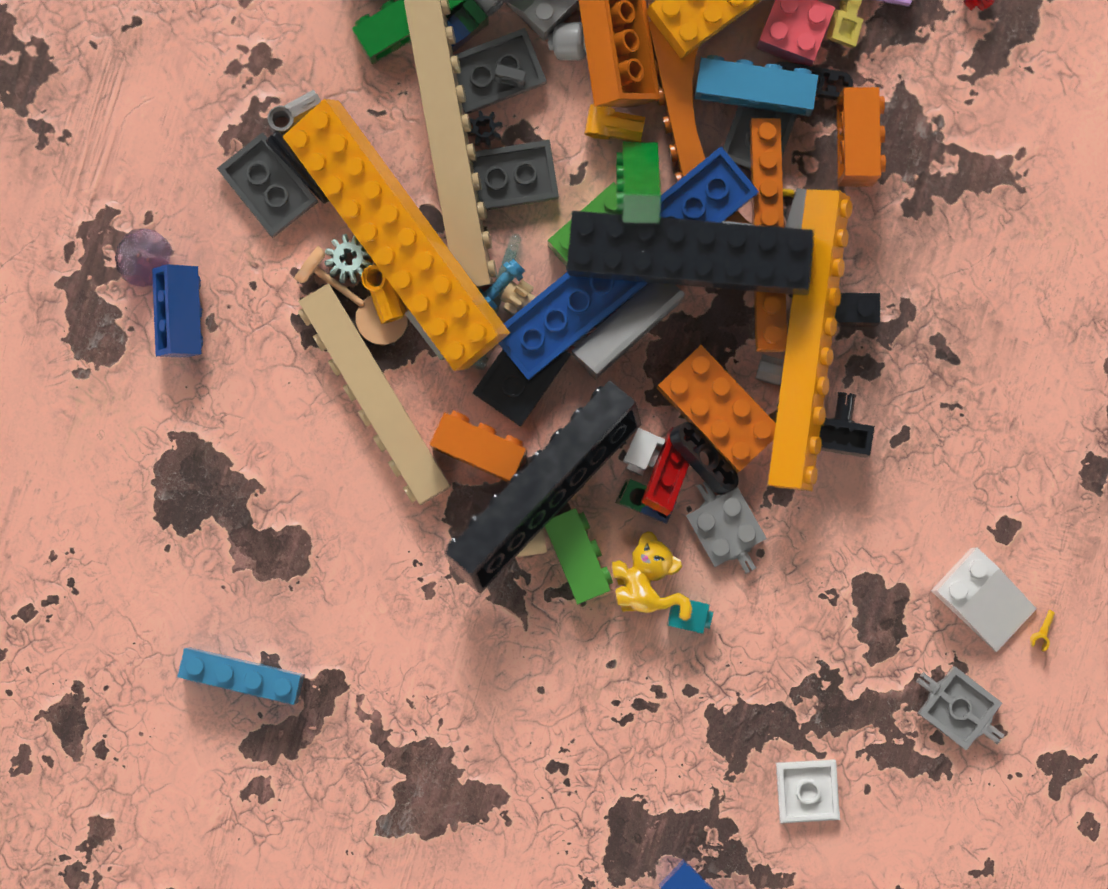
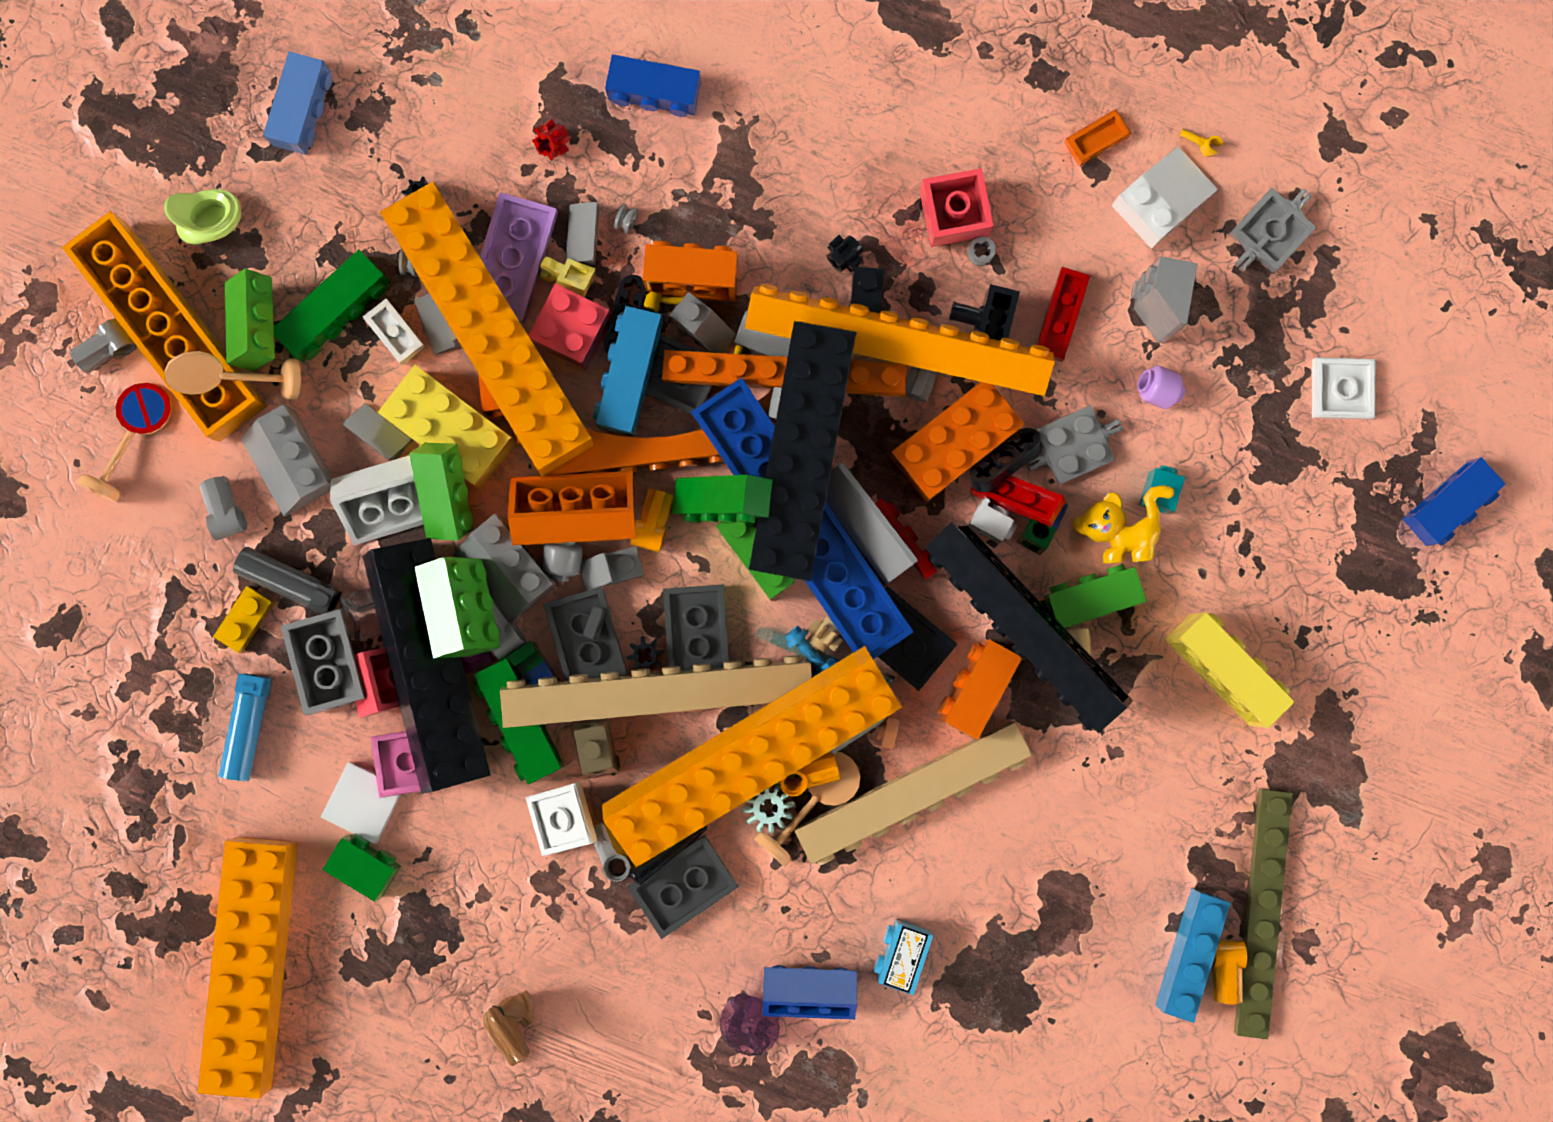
camera: 85 degrees left, 0 degrees up
(128, 26) = (502, 1027): none -> medium nougat hair
(218, 399) = (903, 956): none -> brick
(236, 711) = (1227, 972): none -> light orange piece
(286, 744) = (1263, 912): none -> olive plate
(322, 64) = (561, 819): none -> white tile
(391, 89) = (595, 748): none -> dark tan torso
(430, 366) = (888, 731): none -> nougat plate
(517, 689) = (1230, 670): none -> light yellow brick
(565, 90) = (611, 568): none -> light grey slope
(620, 367) = (923, 565): none -> red plate
(791, 606) = (1161, 387): none -> lavender head
(809, 154) = (702, 324): none -> light grey slope
(830, 106) = (654, 299): none -> yellow hand
(855, 504) = (1063, 311): none -> red plate
(880, 595) = (1165, 296): none -> light grey slope
(890, 32) = (583, 232): none -> light grey slope
(894, 285) = (844, 253): none -> black gear
(901, 423) = (978, 242): none -> light grey bush
(908, 71) = (625, 218): none -> light grey bush
(949, 389) = (956, 207): none -> coral brick
(1037, 528) = (1097, 137): none -> orange tile
(1042, 85) = (653, 85): none -> blue brick

